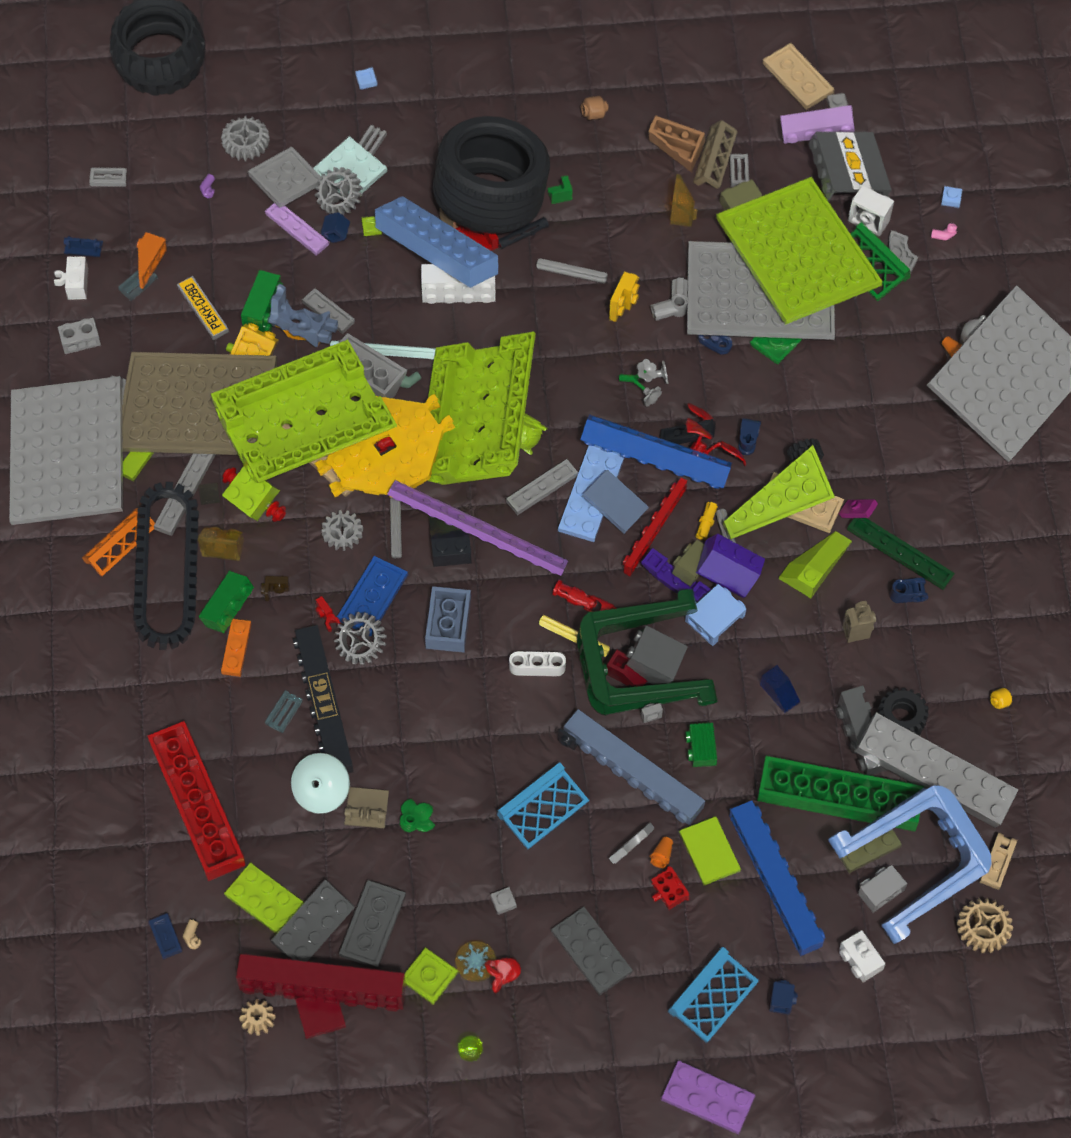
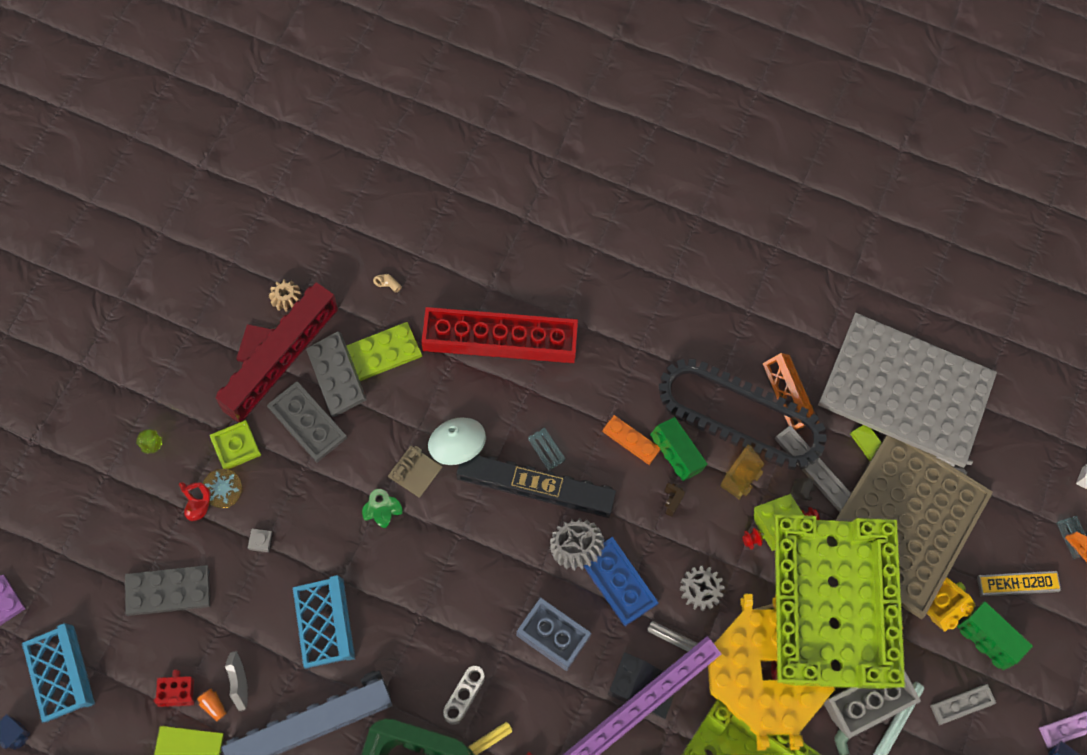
camera: 115 degrees right, 5 degrees up
(80, 339) = (1028, 453): light grey brick -> none
(165, 936) = (398, 261): dark blue plate -> none
(312, 326) = (944, 667): sand blue hips -> none
(323, 610) = (625, 529): red plate -> none

